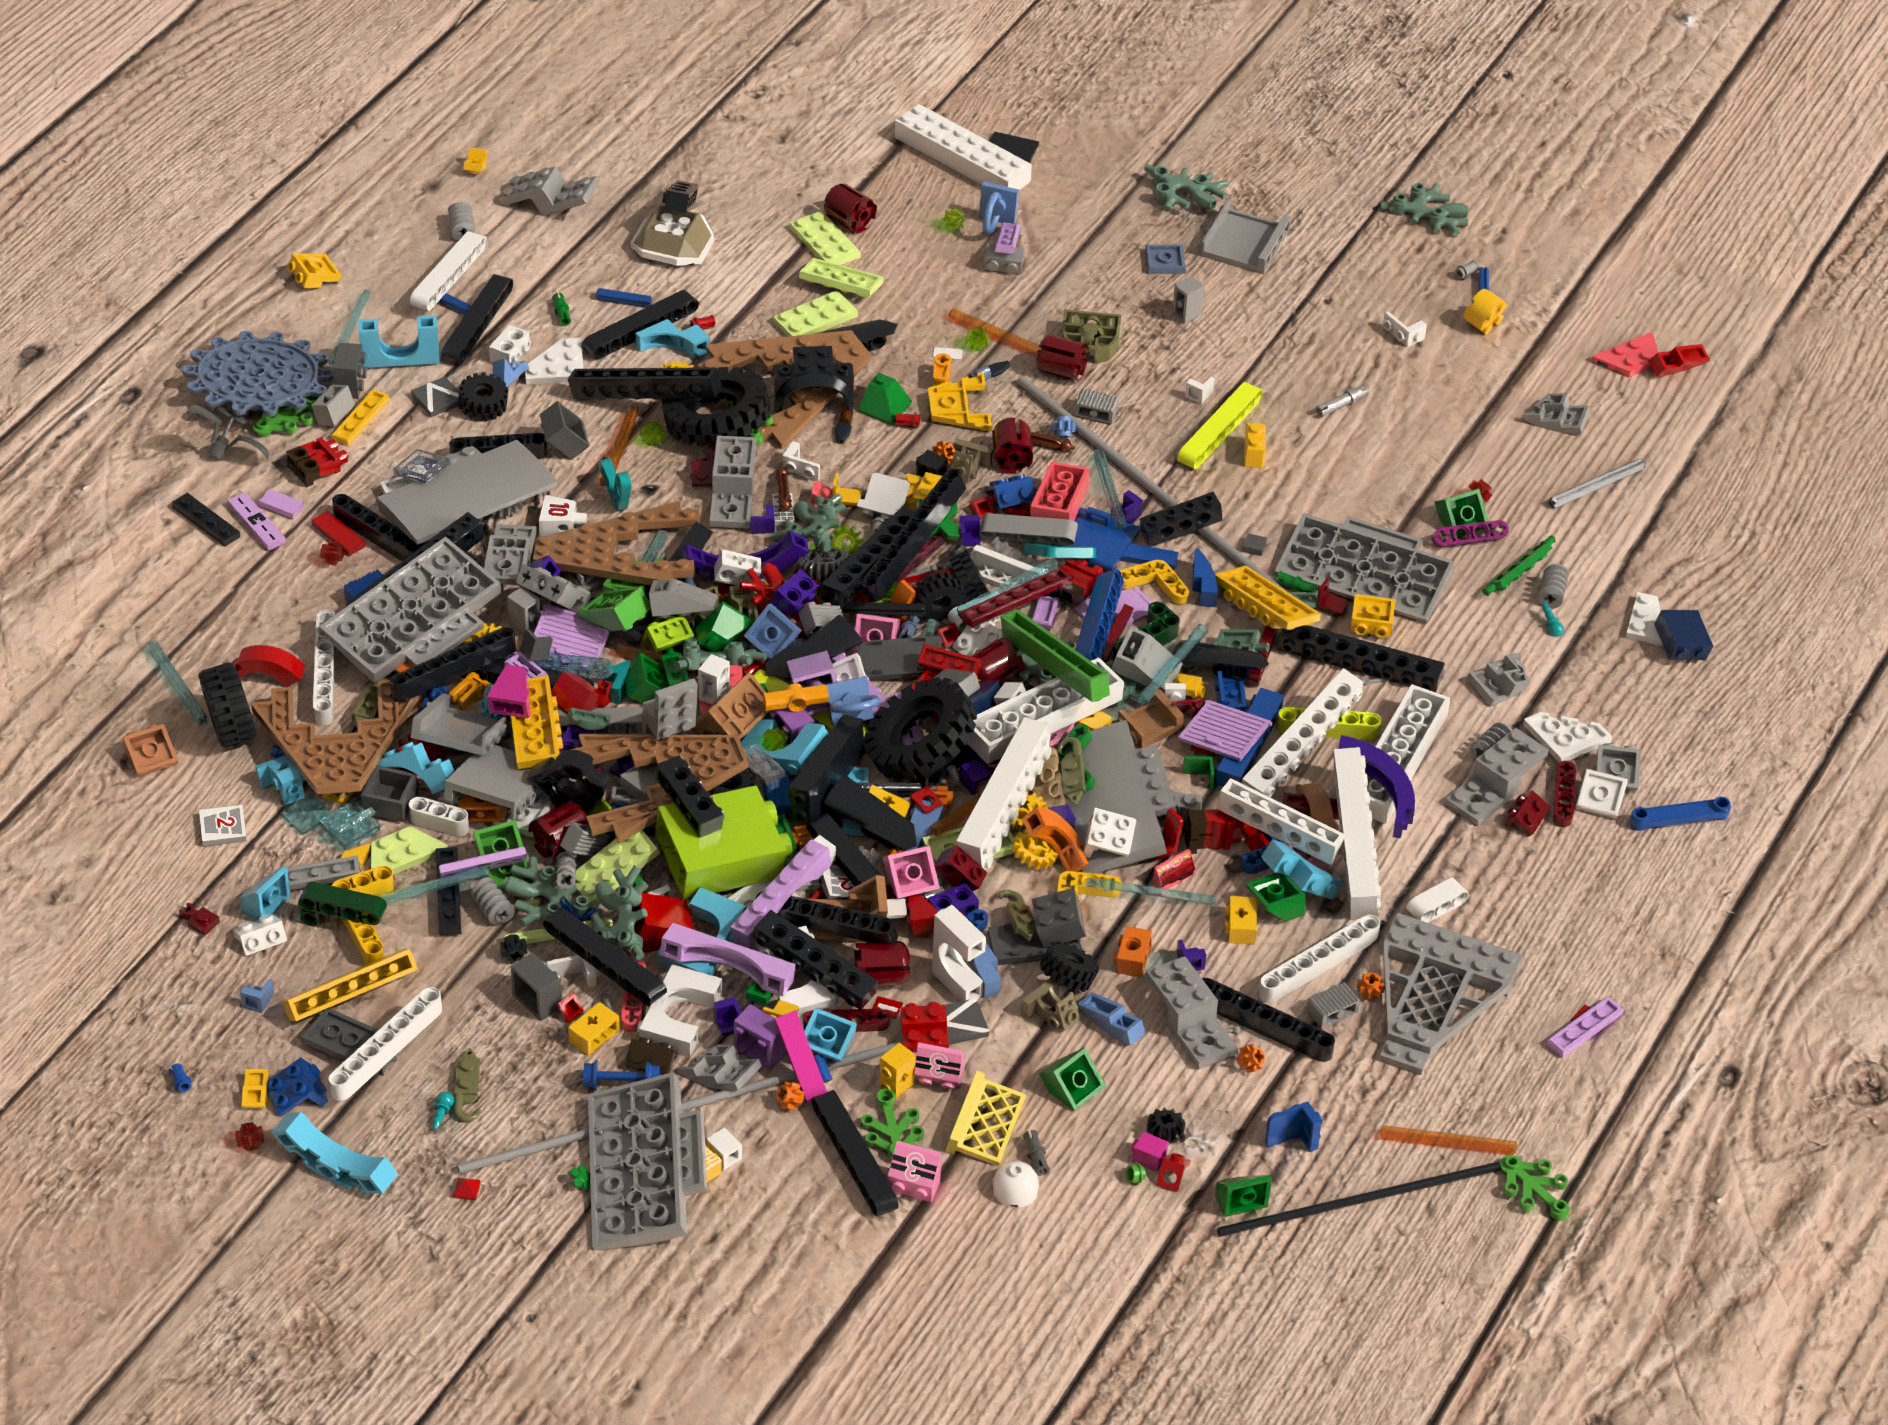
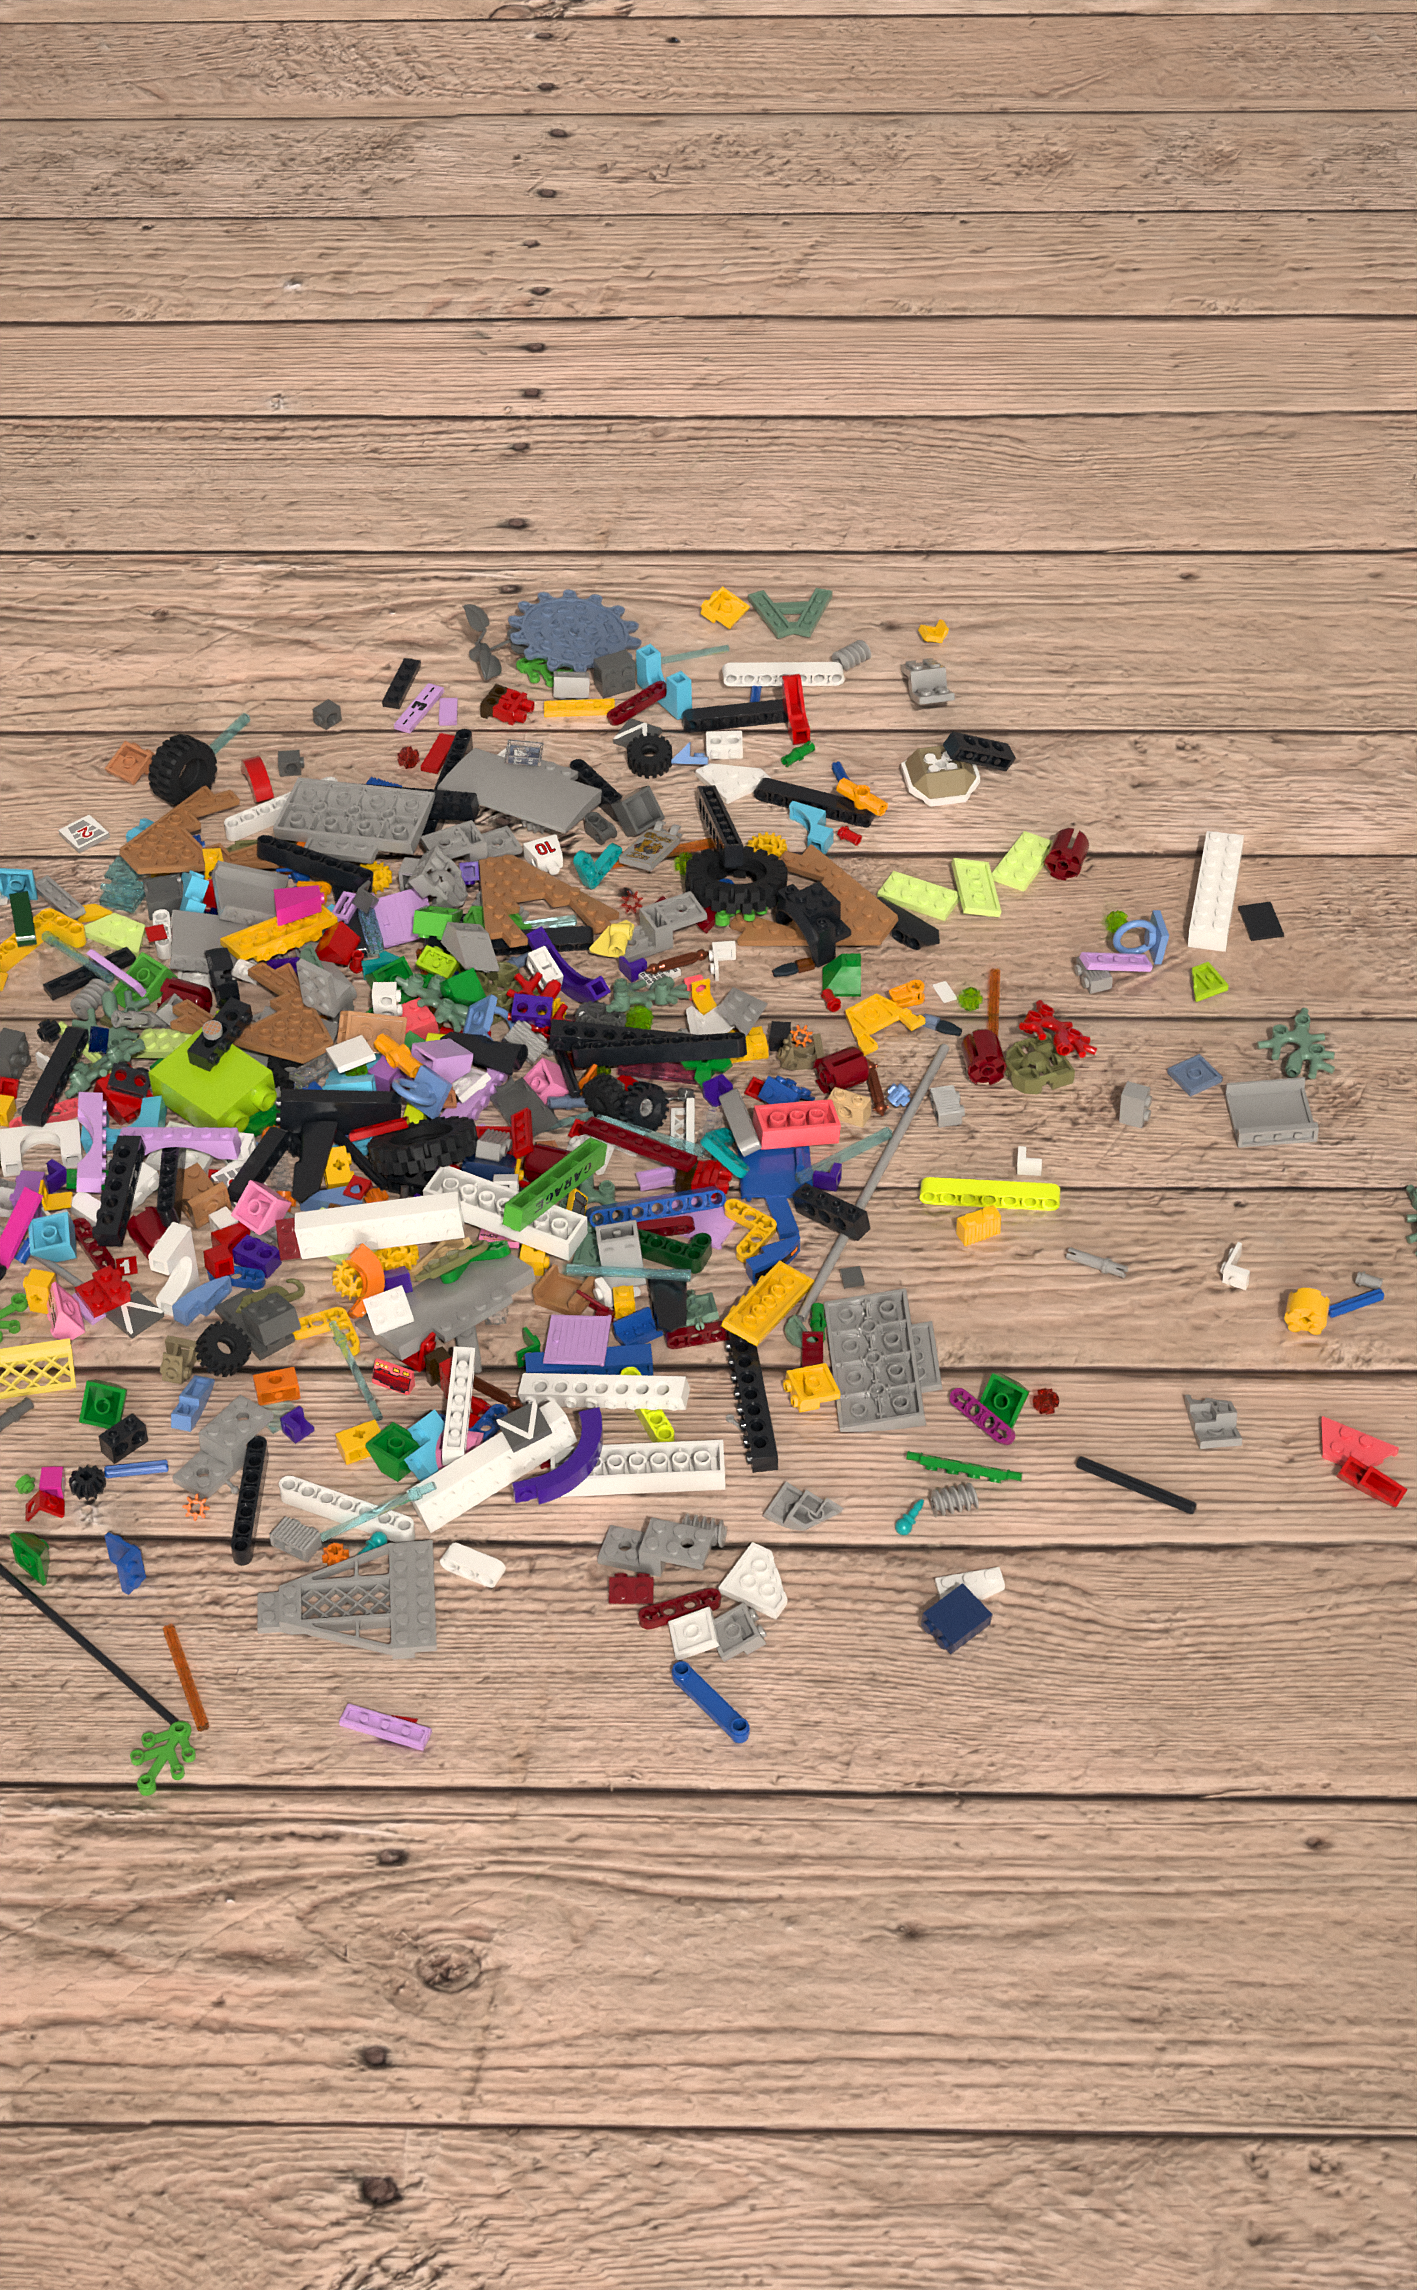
camera: 65 degrees right, 0 degrees up
(209, 584) = (327, 714): none -> dark grey brick
(260, 634) = (290, 763): none -> dark grey brick
(345, 242) = (810, 612): none -> sand green plate
(384, 730) = (210, 858): none -> yellow bracket
(403, 374) = (655, 692): none -> dark red beam
(444, 816) = (156, 933): none -> red sticker
(511, 276) = (795, 709): none -> red arch
(556, 468) = (599, 828): none -> dark grey piece
(617, 443) = (651, 847): none -> light grey tile
(668, 899) = (128, 1086): none -> black brick
(676, 486) = (627, 899): none -> clear red gear
(677, 287) = (862, 797): none -> light orange piece
(694, 793) = (212, 1030): none -> light grey tile
(723, 513) = (614, 940): none -> light yellow panel
(764, 729) = (350, 1054): none -> white tile
(865, 753) = (379, 1128): none -> red tile
(892, 471) = (741, 1009): none -> light grey wing
(1060, 453) = (851, 1106): none -> tan brick
(1064, 204) = (1207, 982): none -> lime wing
(1073, 305) = (1064, 1040): none -> red plant
(1128, 1080) = (123, 1438): none -> black brick
(1167, 1086) = (134, 1469): none -> axle
(1353, 780) = (524, 1426): none -> dark grey tile
(1366, 890) = (413, 1495): none -> clear light blue bar
(1368, 954) = (377, 1539): none -> teal bar

